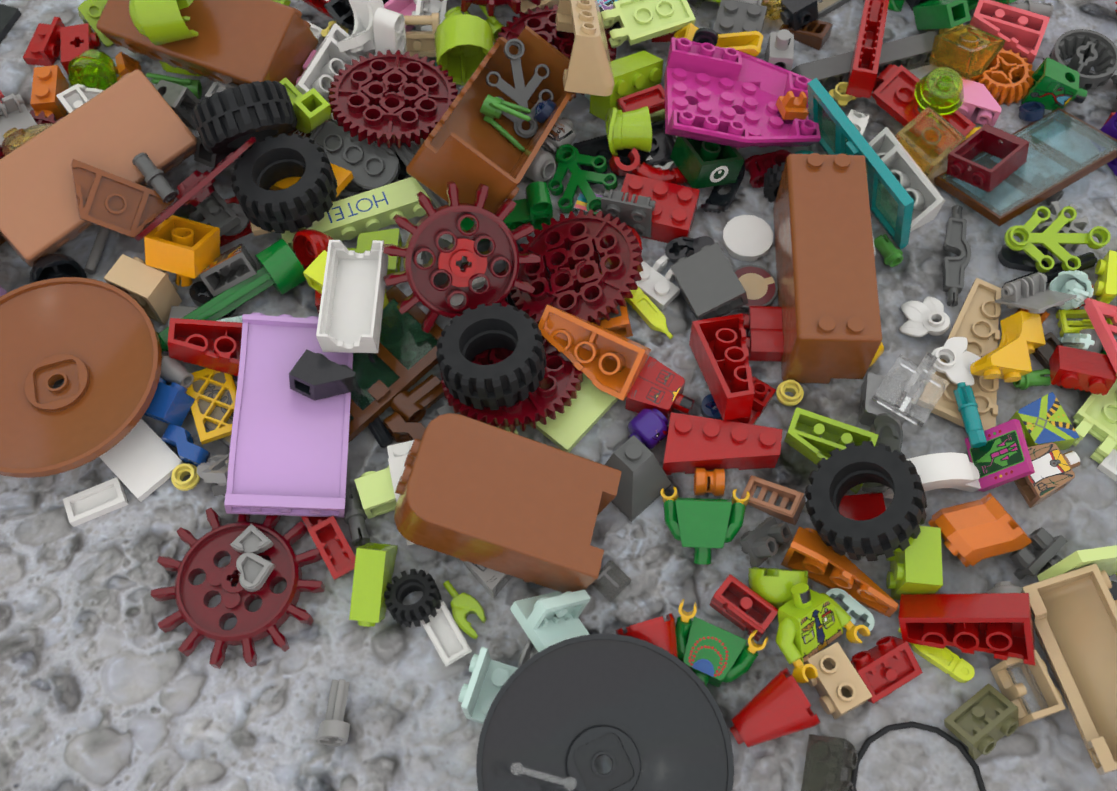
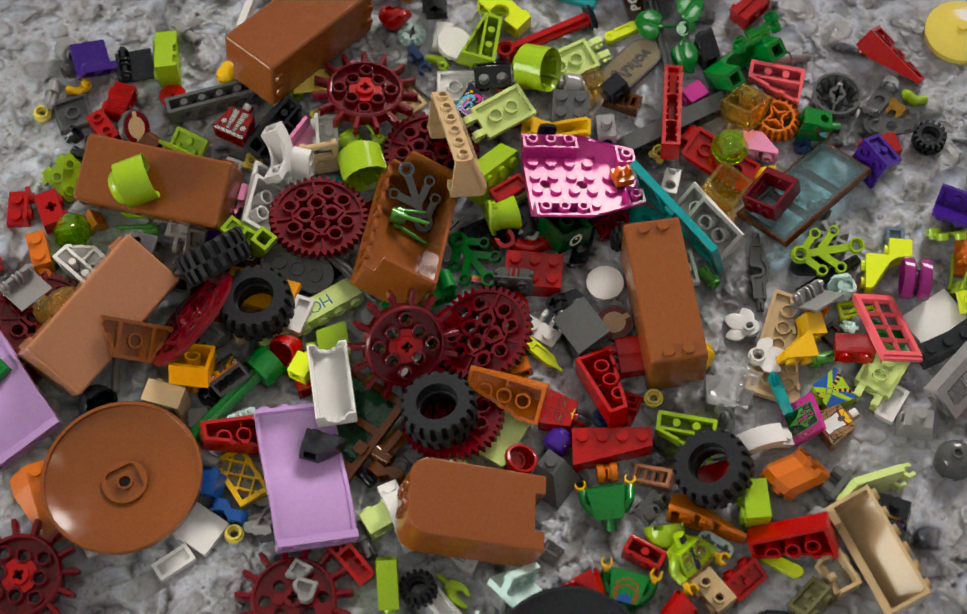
camera: 10 degrees left, 0 degrees up
(154, 177) = (158, 315): dark grey pin -> none
(344, 208) = (302, 312): none -> white tile
(544, 110) = (436, 211): dark blue tile -> none
(592, 441) = (520, 458): none -> red hat
(899, 28) = (694, 92): none -> dark pink brick

